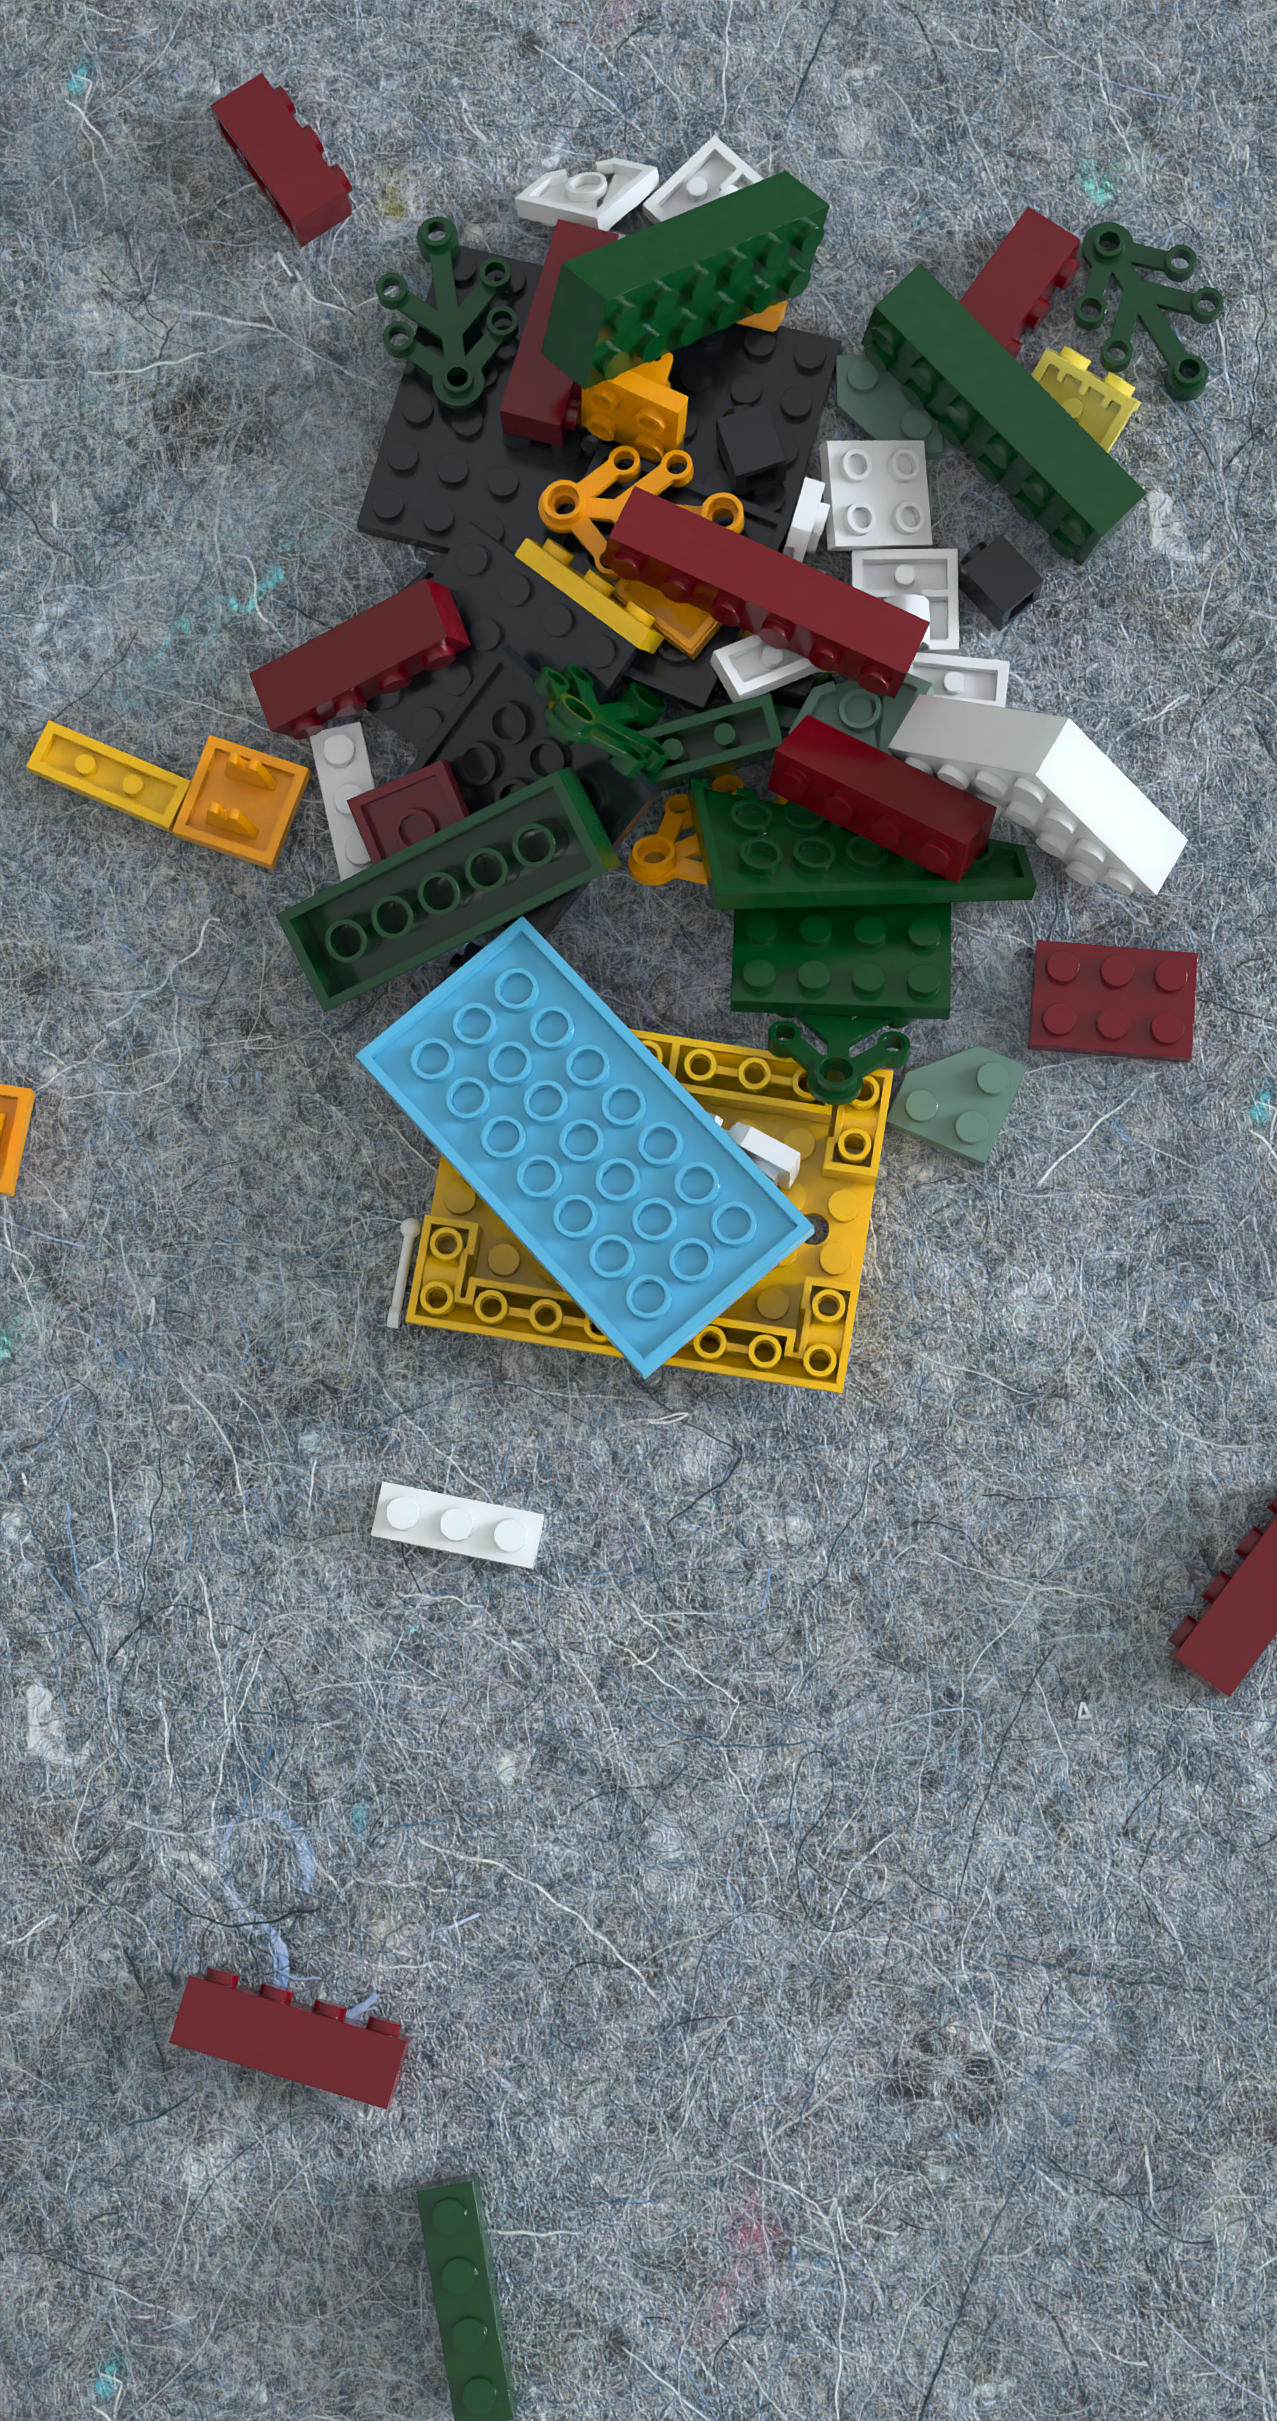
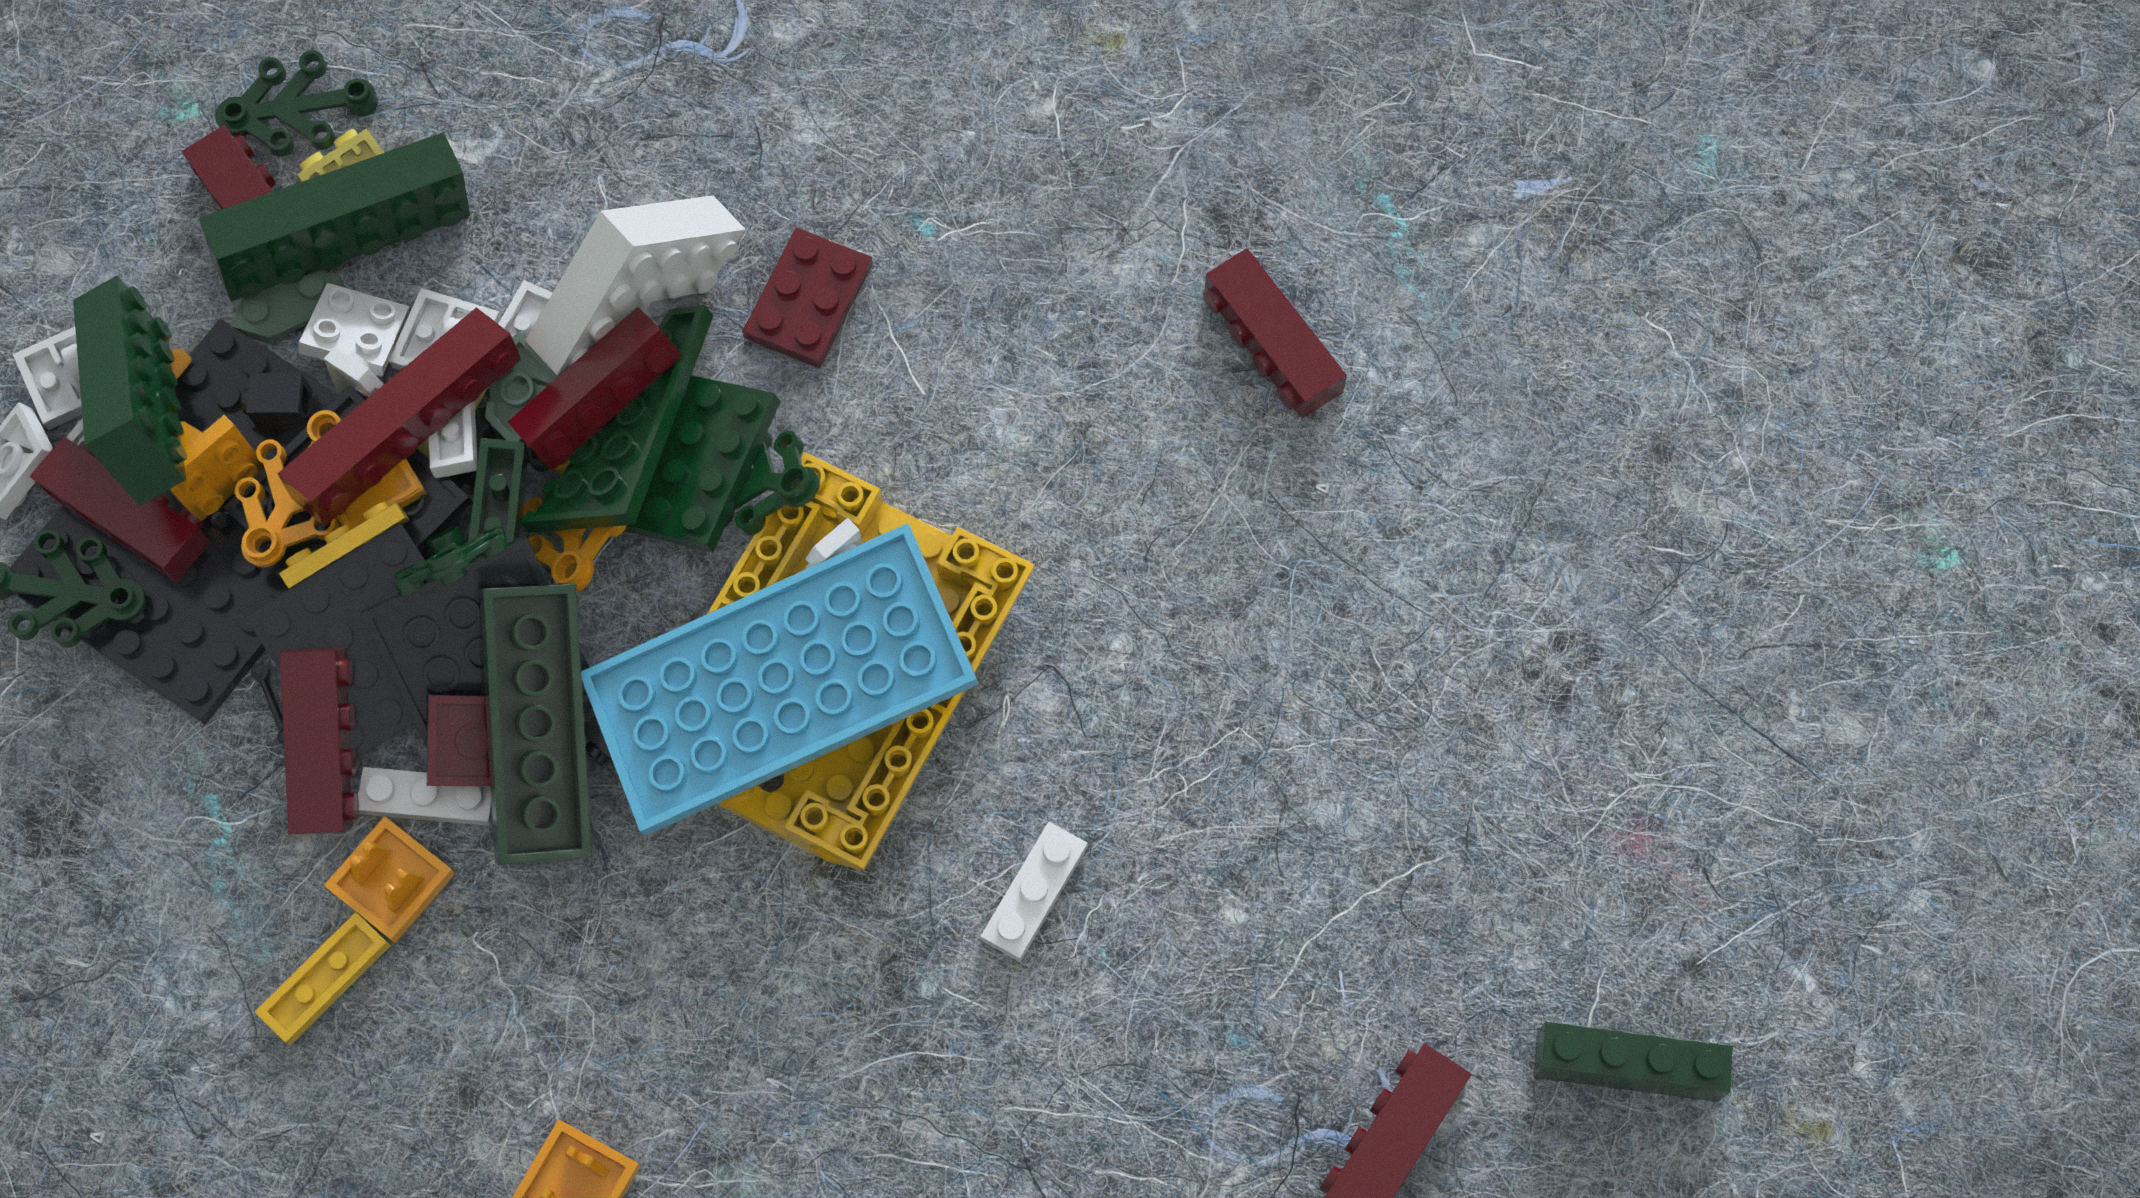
camera: 80 degrees left, 10 degrees down
(410, 1229) = (787, 856): white hinge -> none
(958, 1102) = (843, 423): sand green plate -> none
(999, 581) = (458, 268): black brick -> none

